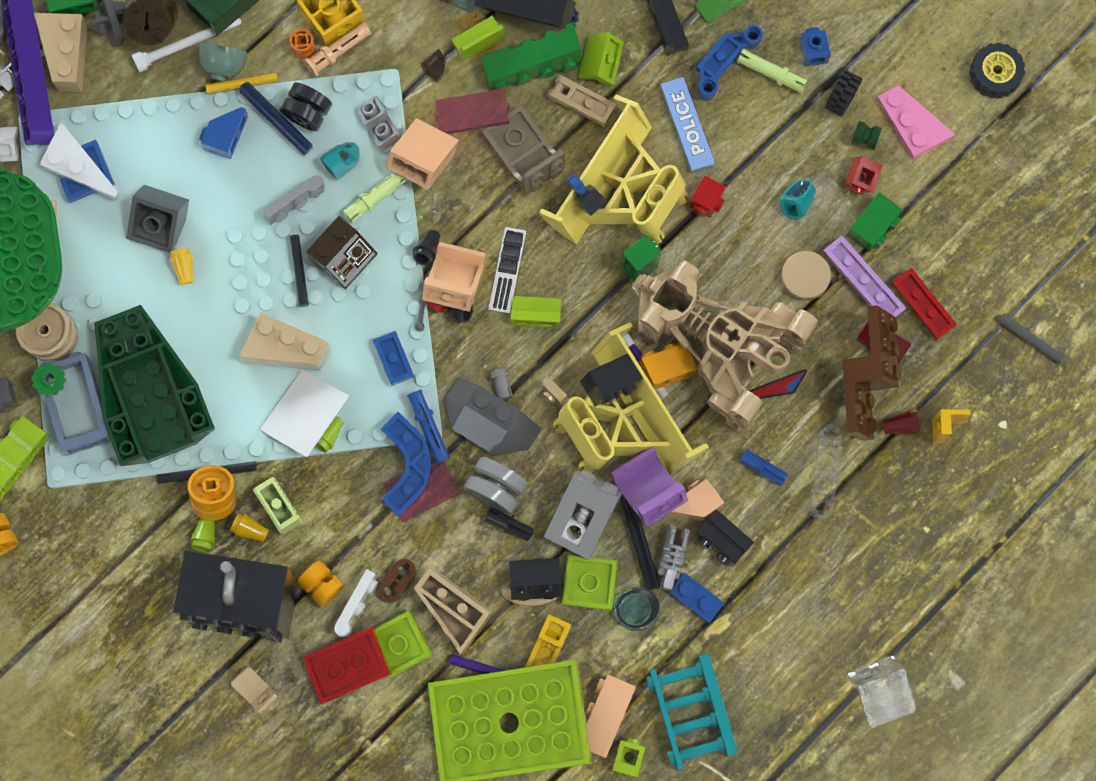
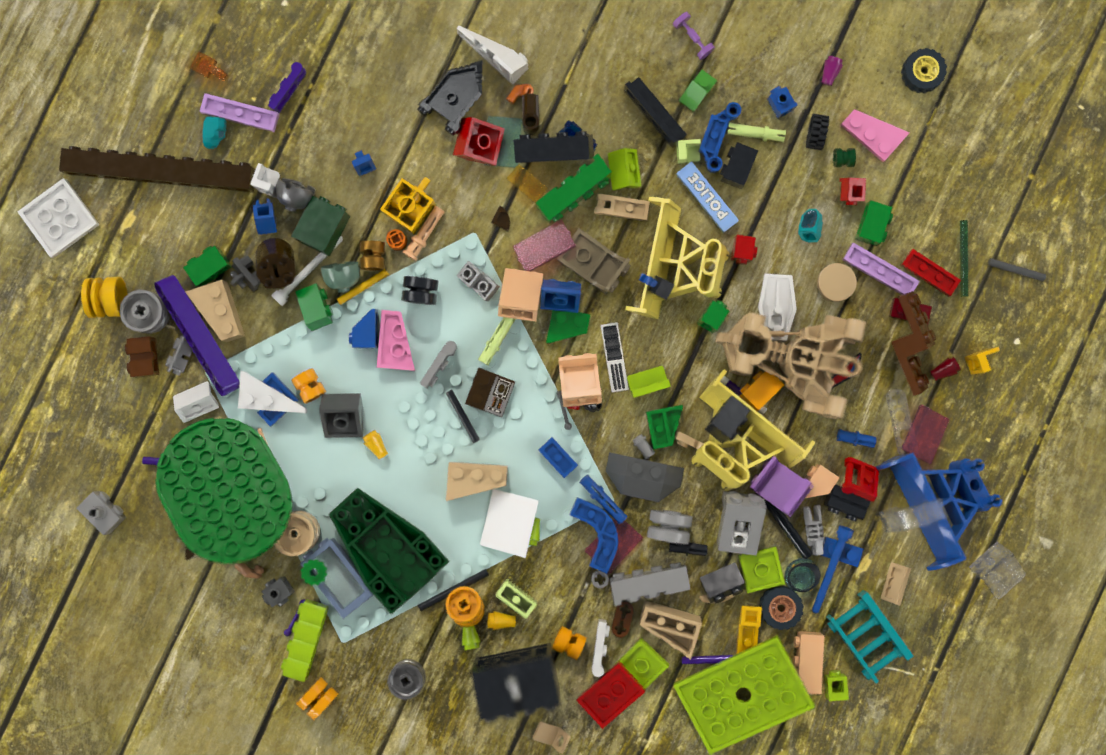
camera: 15 degrees left, 10 degrees up
(107, 542) = (397, 682): none -> flat silver wheel
(132, 169) = (308, 385): none -> light orange wheel
(176, 84) = (314, 307): none -> green brick
(251, 158) = (393, 343): none -> bright pink wing
(268, 48) = (372, 262): none -> pearl gold wheel
(275, 118) = (399, 305): dark blue axle -> none
(341, 159) = (461, 319): teal rock -> none
(395, 519) = (596, 583): none -> light grey bush
(426, 249) = (550, 364): black cone -> none
(444, 547) = (649, 583): none -> light grey wedge
(464, 211) = (567, 325): none -> green wing
(468, 172) = (560, 295): none -> blue slope
(478, 38) = (527, 188): lime panel -> none
(535, 367) = (663, 425): none -> green wing
(596, 652) = (791, 612): none -> black wheel
(684, 64) = (688, 151): none -> yellowish green panel
(704, 573) = (844, 534): none -> blue piece
(725, 274) = (777, 303): none -> white piece
(737, 99) = (739, 165): none -> black brick
(748, 659) = (895, 583): none -> tan plate
(757, 517) = (866, 479): none -> red plate
(788, 575) = (912, 517): none -> clear arch
(818, 581) = (960, 476): none -> blue piece
(849, 491) = (925, 434): none -> clear pink piece
(887, 31) = (831, 70): none -> magenta cone
(971, 303) = (964, 258): none -> clear green bar

